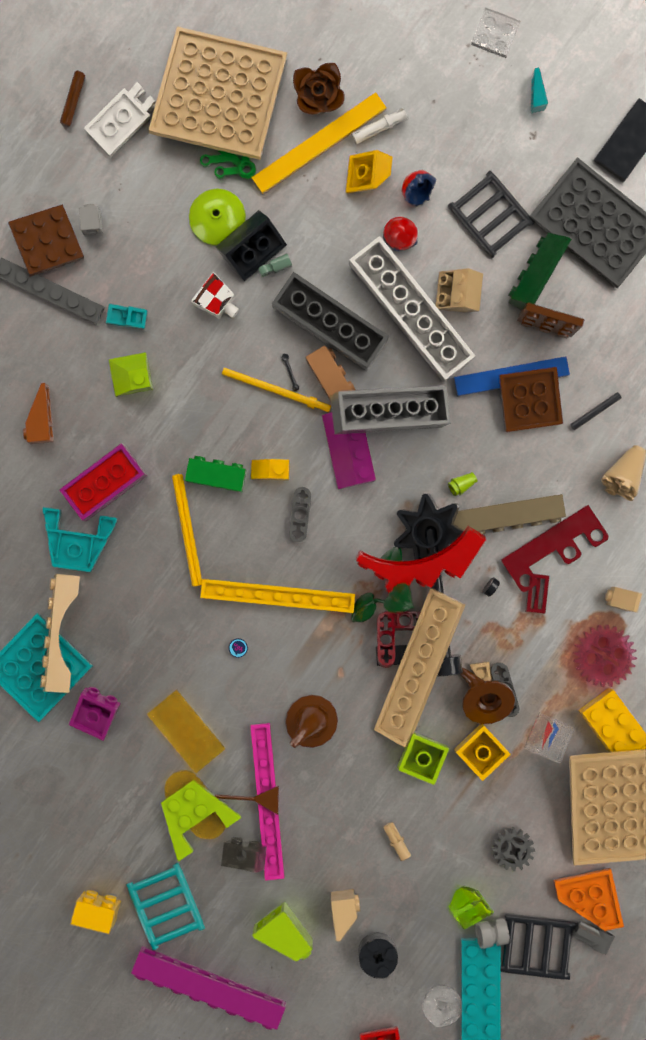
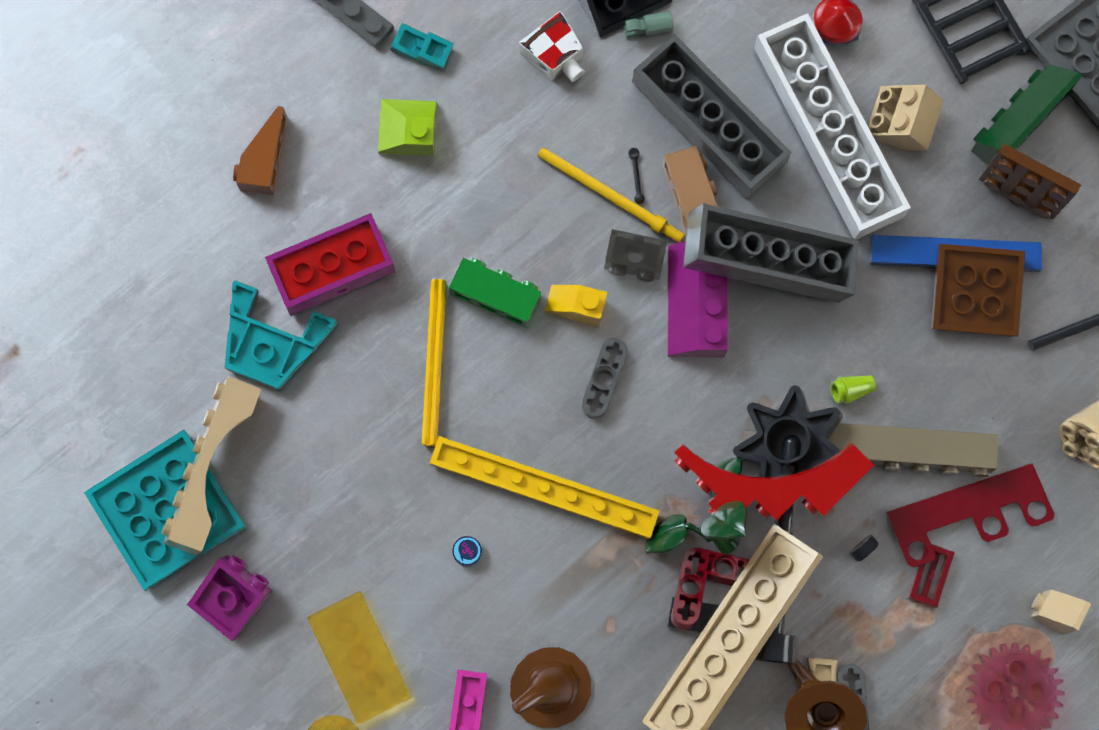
camera: 10 degrees right, 10 degrees down
(291, 422) = (650, 249): none -> clear smoke brick

